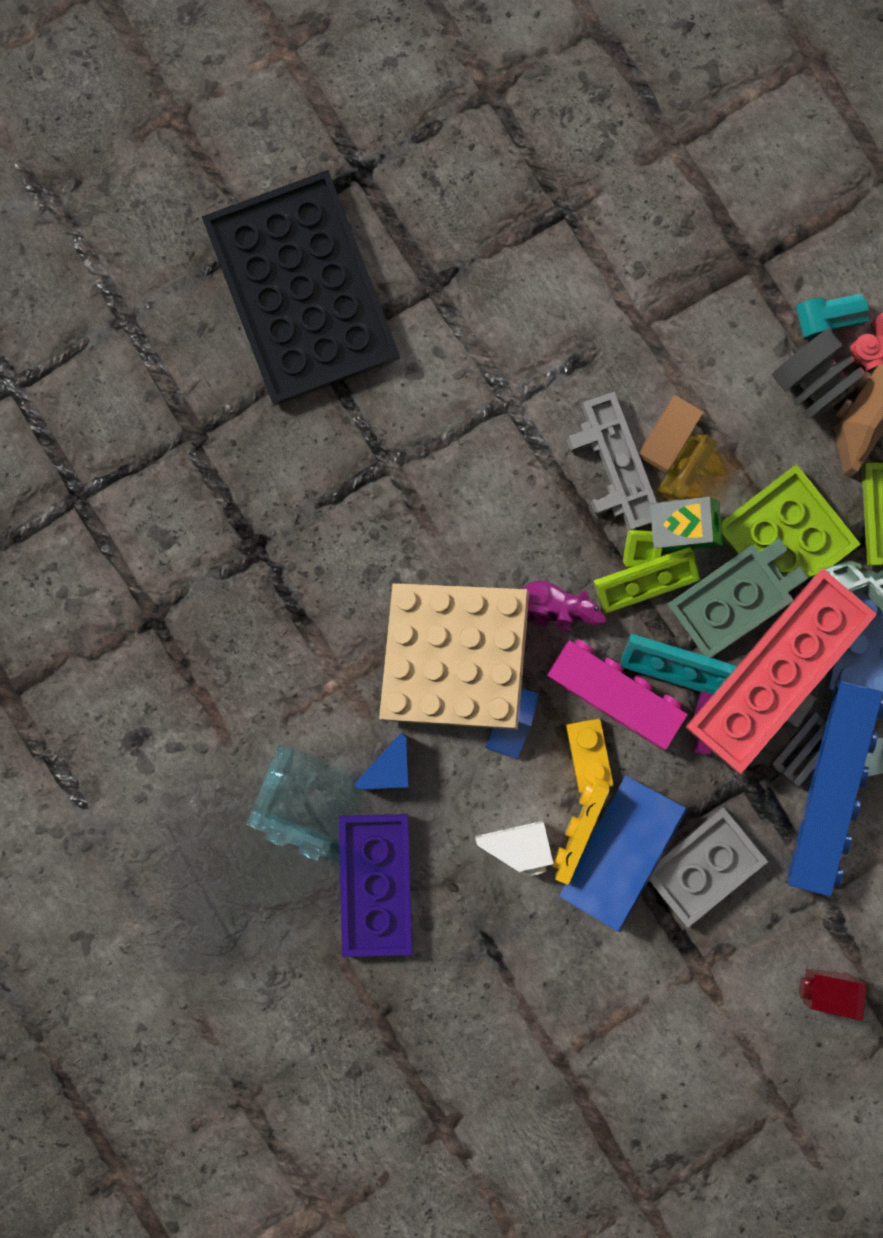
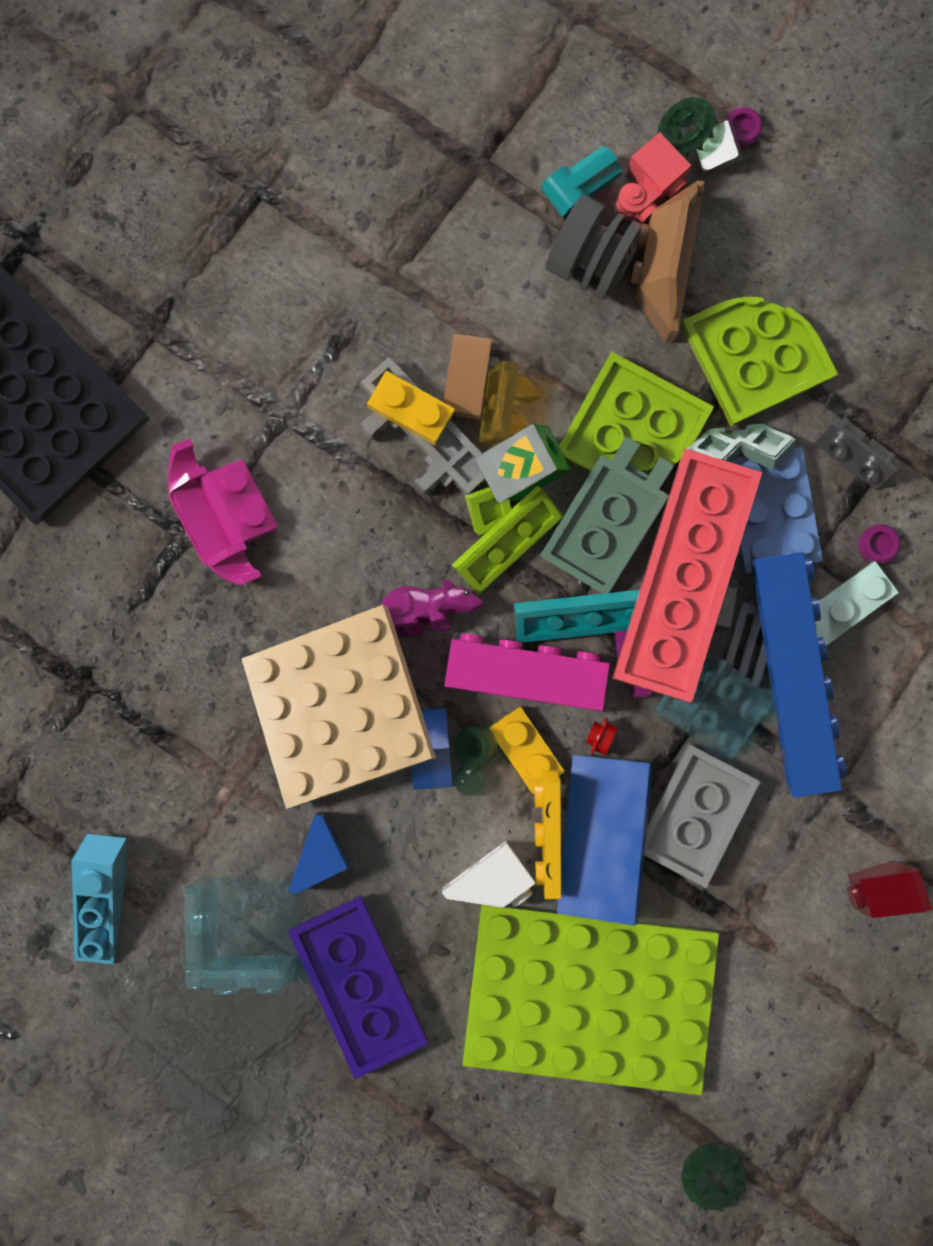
camera: 20 degrees left, 0 degrees up
(198, 725) = (98, 895): none -> medium azure slope
(424, 458) = (218, 512): none -> dark pink plate
(534, 758) = (469, 778): none -> clear green plate
(556, 976) = (591, 999): none -> lime plate
(578, 1156) = (717, 1159): none -> clear green gear
(614, 440) = (410, 408): none -> yellow plate
(655, 770) = (601, 736): none -> red plate
(762, 790) = (722, 709): none -> clear light blue bracket

